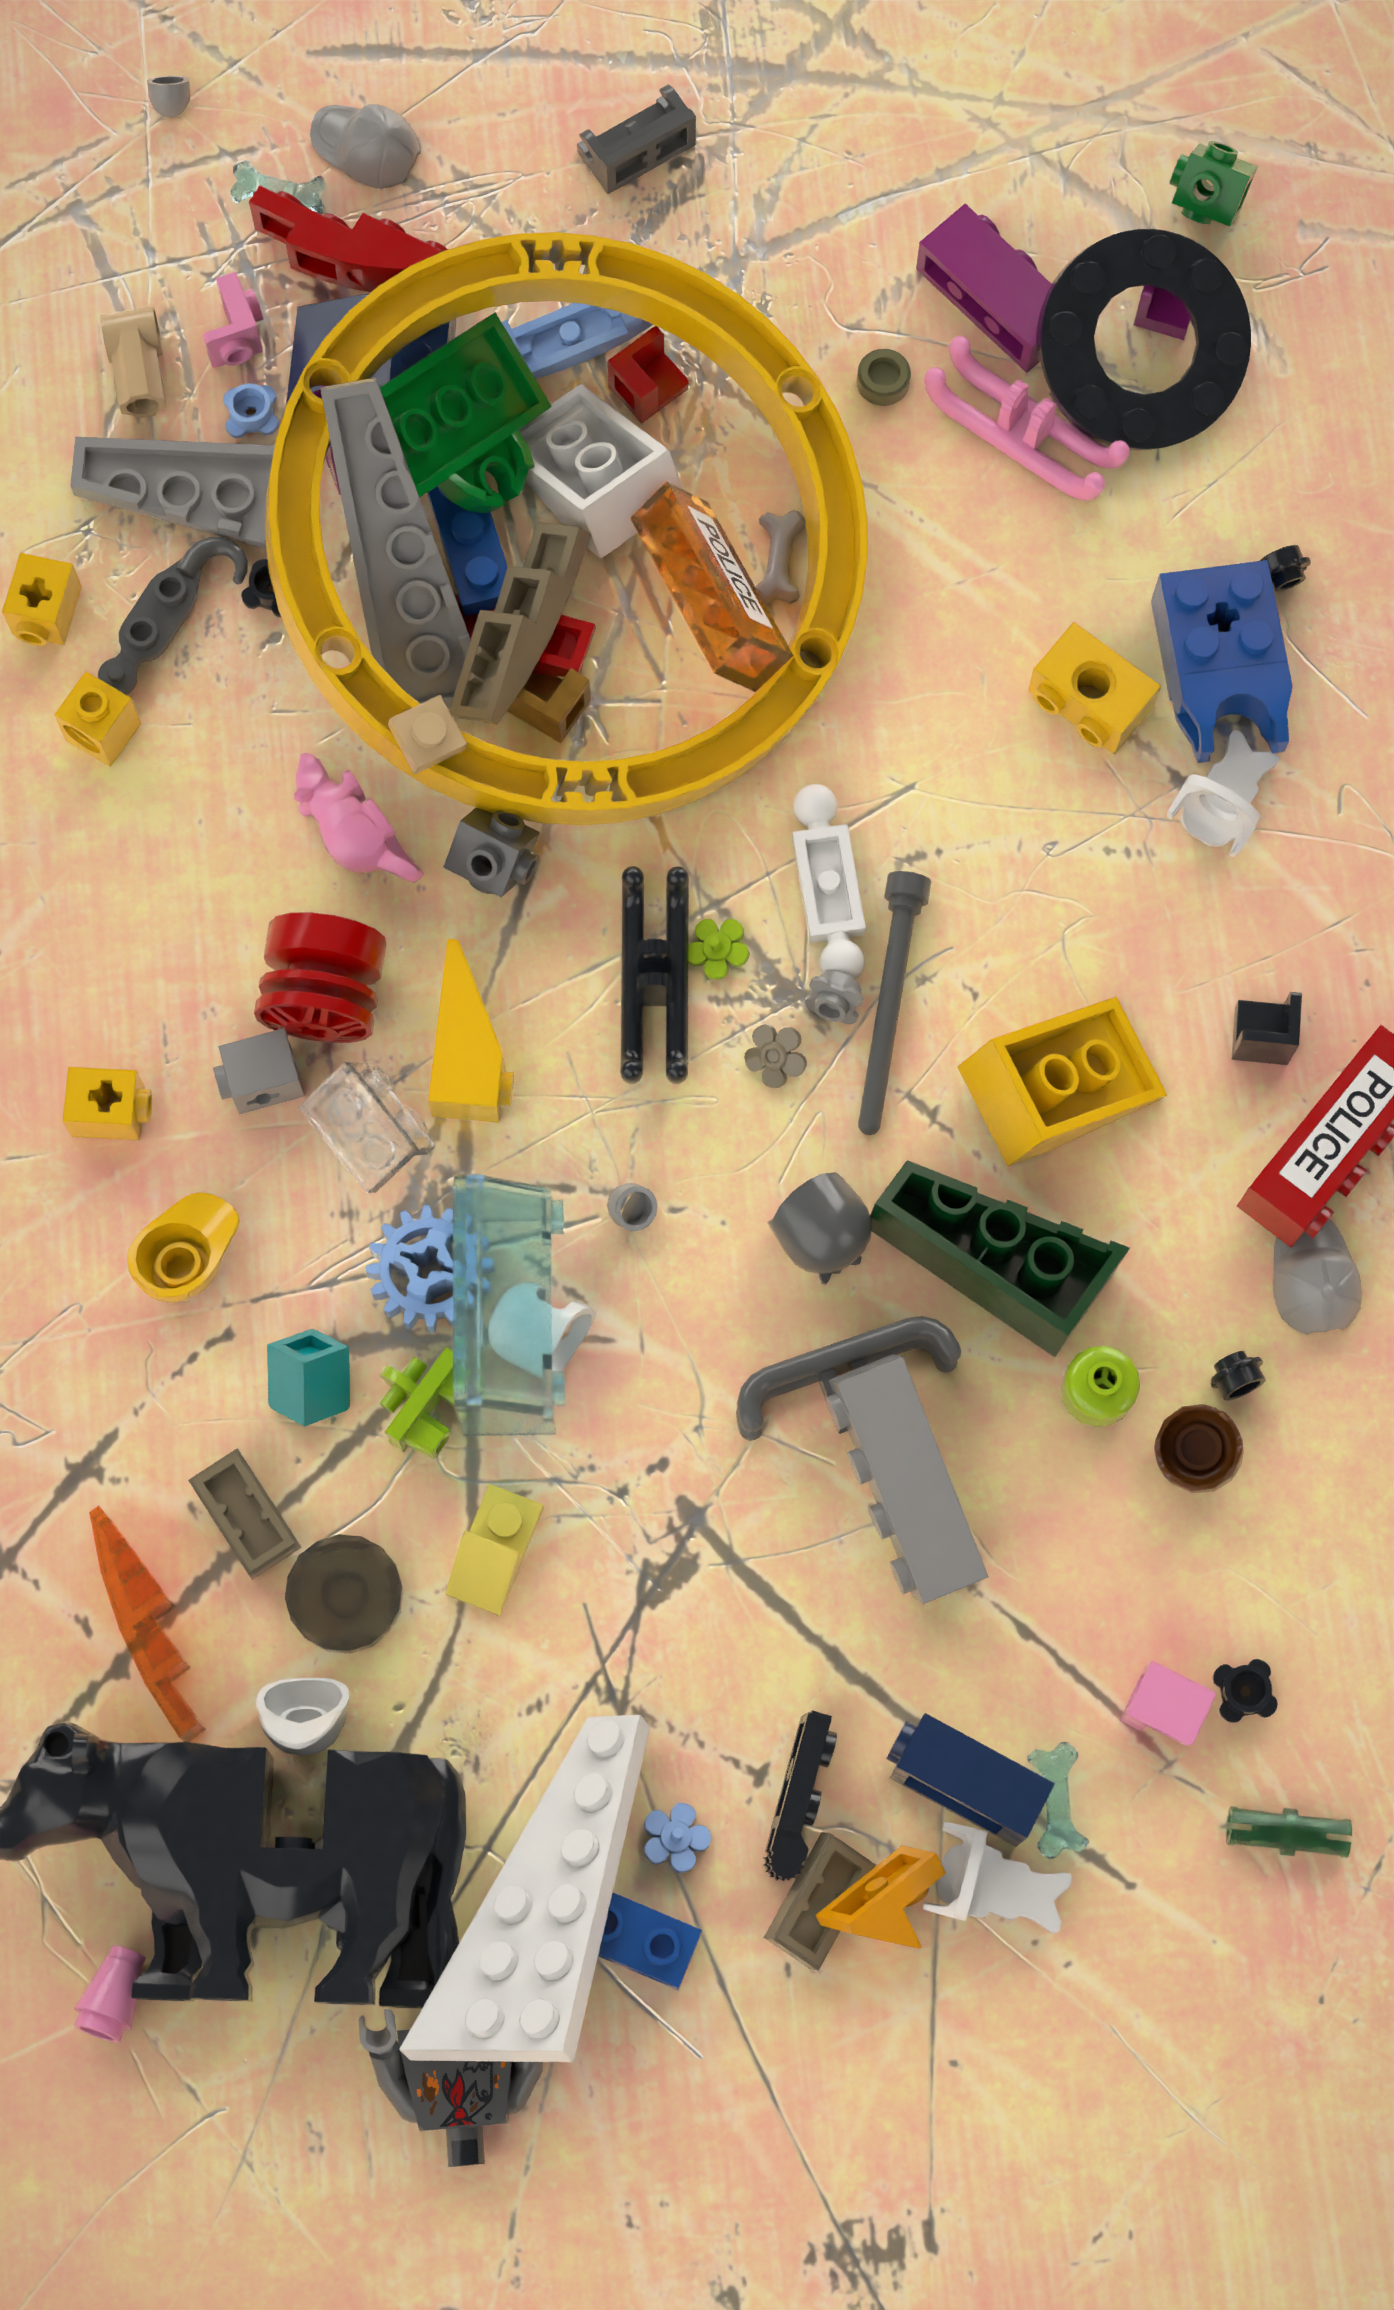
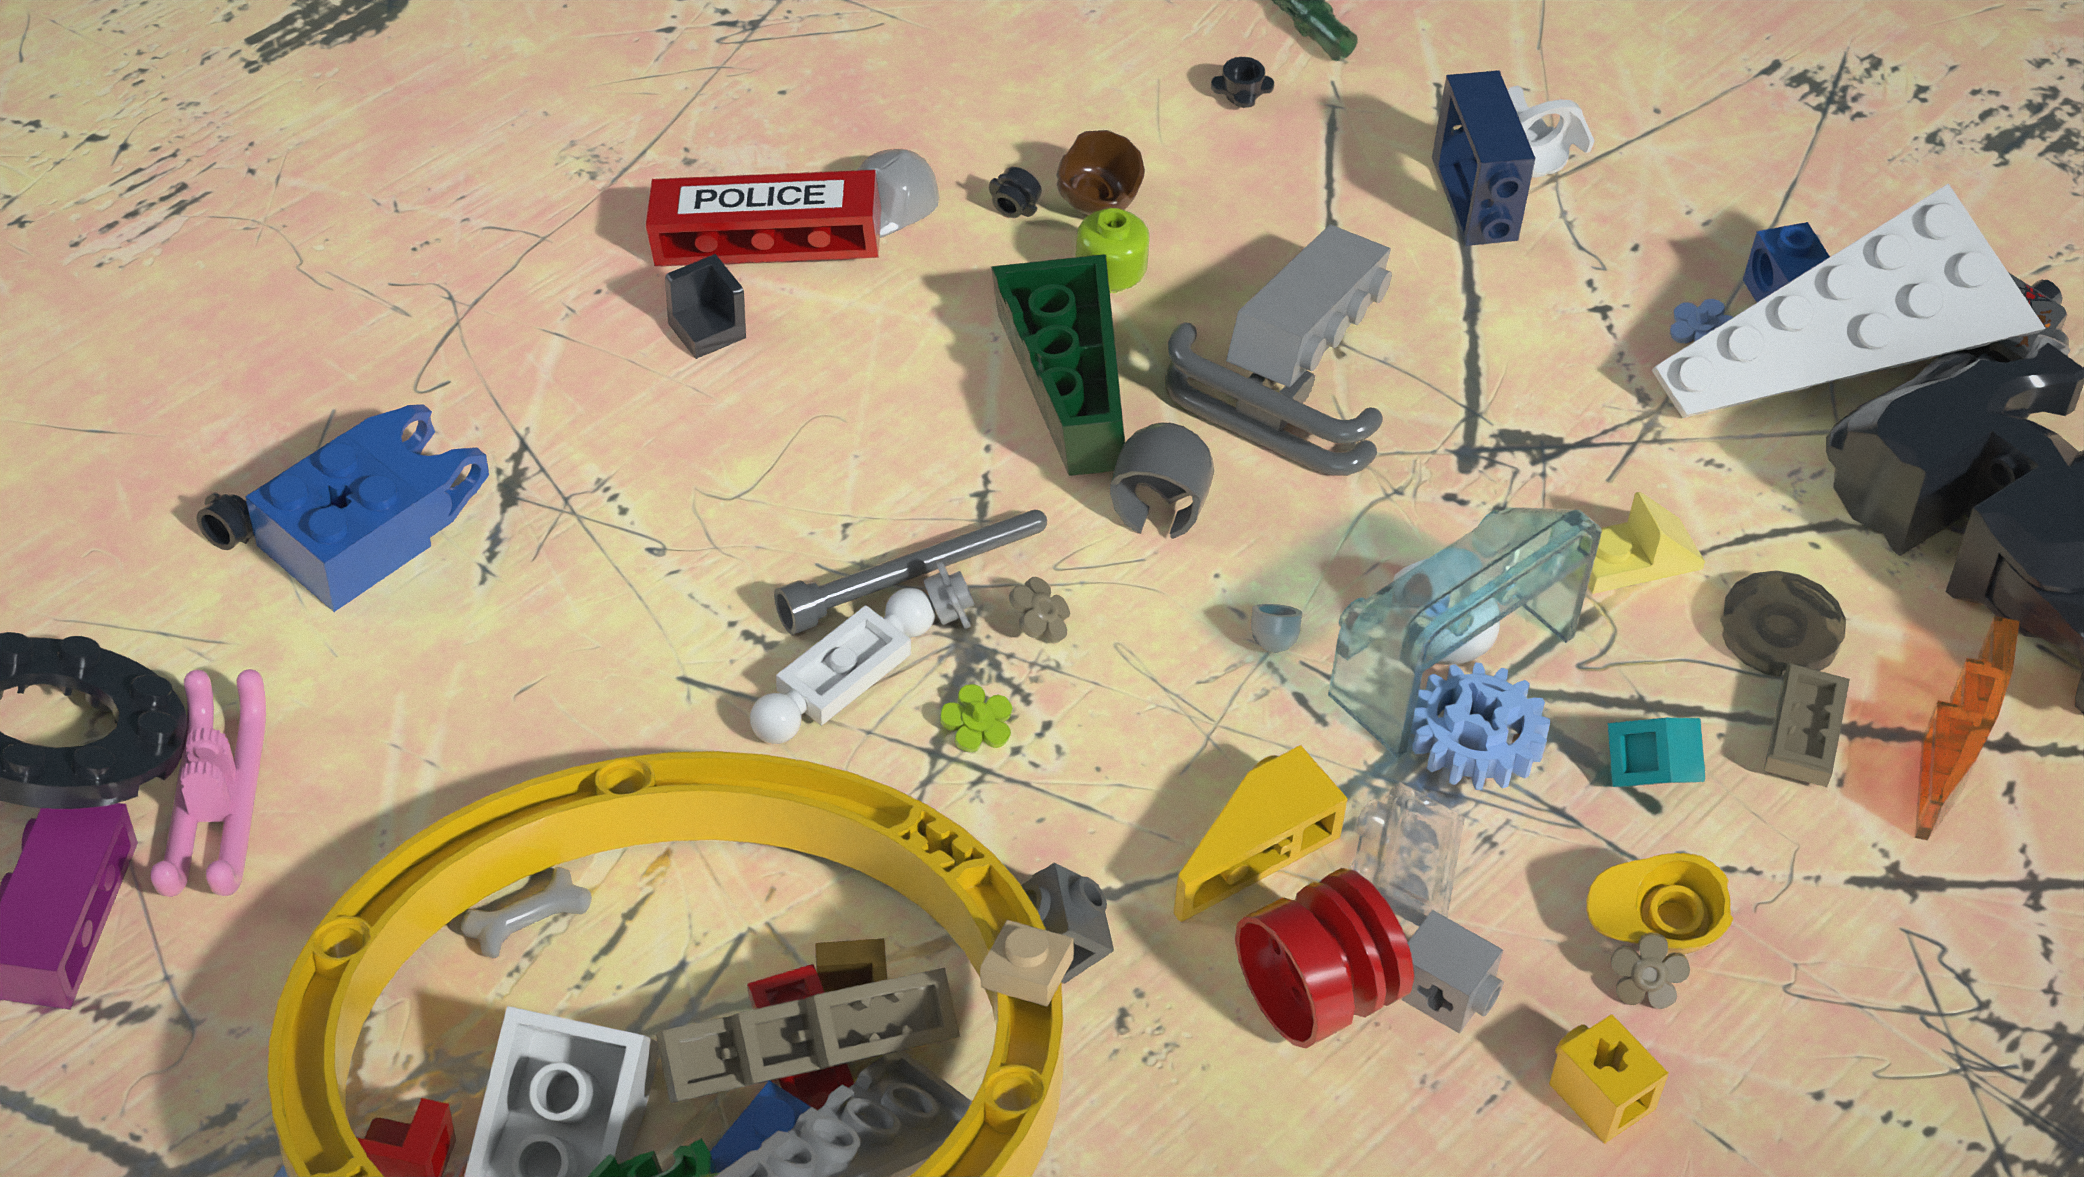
camera: 130 degrees left, 25 degrees down
(153, 1205) = (1649, 971): none -> dark tan plant
(303, 1713) = (1904, 556): white piece -> none
(351, 830) = (1141, 1072): bright pink animal -> none
(413, 1422) = (1583, 659): lime hips -> none
(654, 974) = (1060, 734): black piece -> none
(711, 587) = (630, 890): clear orange brick -> none
(797, 1799) = (1594, 263): black hinge -> none
(825, 1876) = (1649, 212): dark tan plate -> none
(877, 1900) = (1610, 169): light orange slope -> none
(883, 377) = (236, 950): olive tile -> none
(1060, 1079) = (882, 408): yellow slope -> none
(1060, 1831) = (1411, 152): clear light blue piece -> none
(1084, 660) = (475, 581): yellow brick -> none
(1168, 1704) = (1303, 106): bright pink panel -> none
(1219, 805) = (521, 443): white hair -> none

